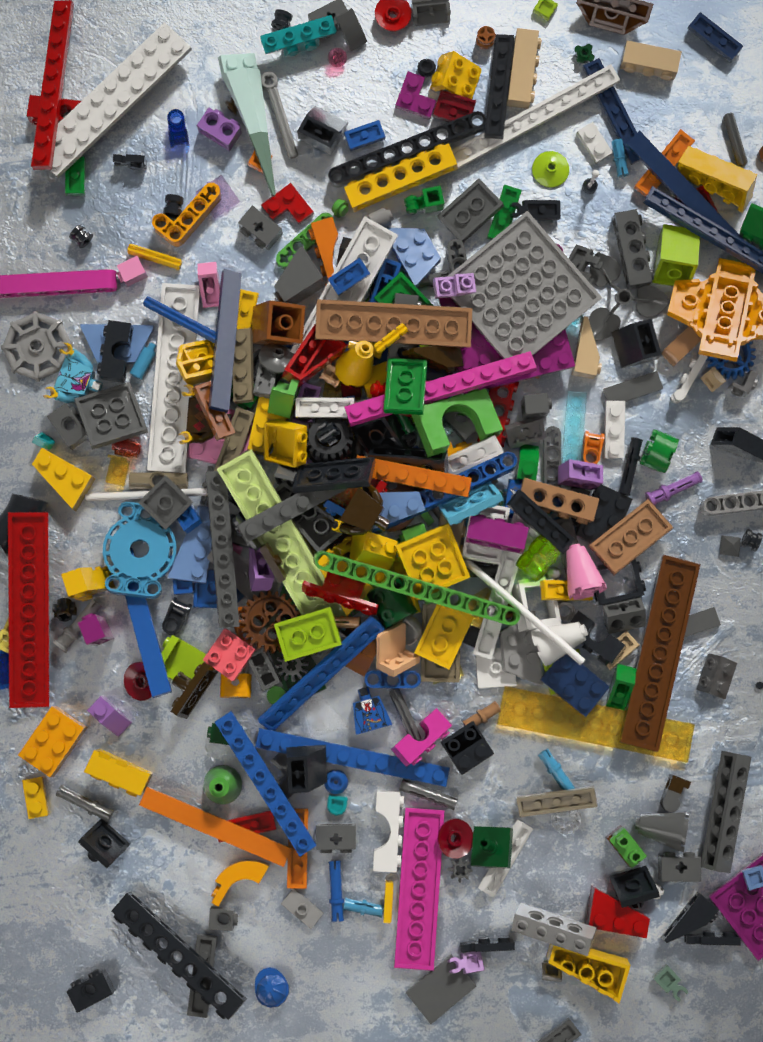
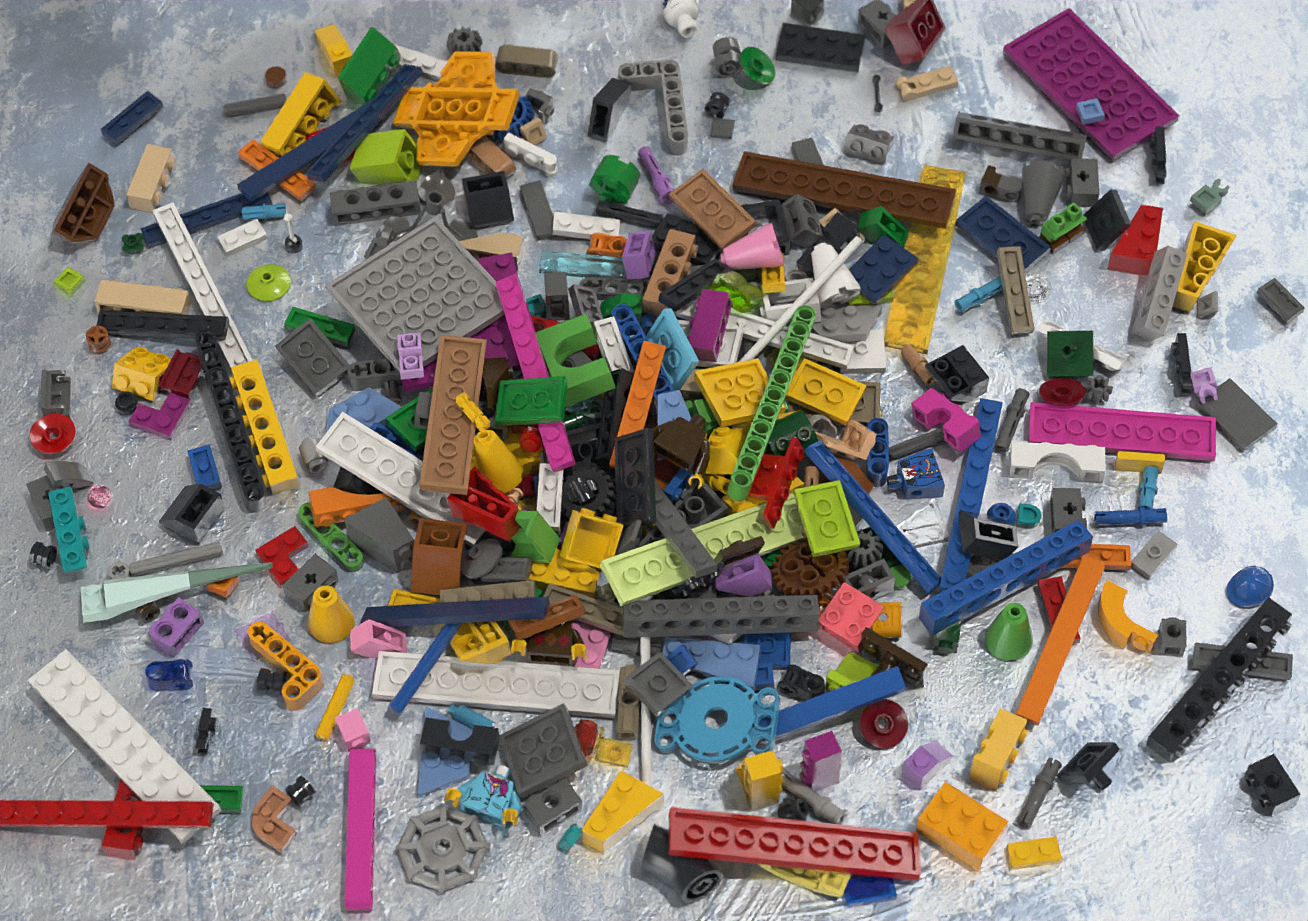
camera: 80 degrees left, 25 degrees down
(56, 214) = (267, 820): none -> nougat plate
(230, 247) = (330, 616): none -> yellow cone
(340, 208) = (294, 495): bright green plate -> none
(349, 276) = (389, 464): blue plate -> none
(429, 201) = (296, 401): green brick -> none
(532, 387) = (536, 306): none -> teal tile
(538, 209) = (317, 296): black plate -> none
(621, 792) = (996, 228): none -> dark blue plate
(694, 915) = (1135, 171): black slope -> none

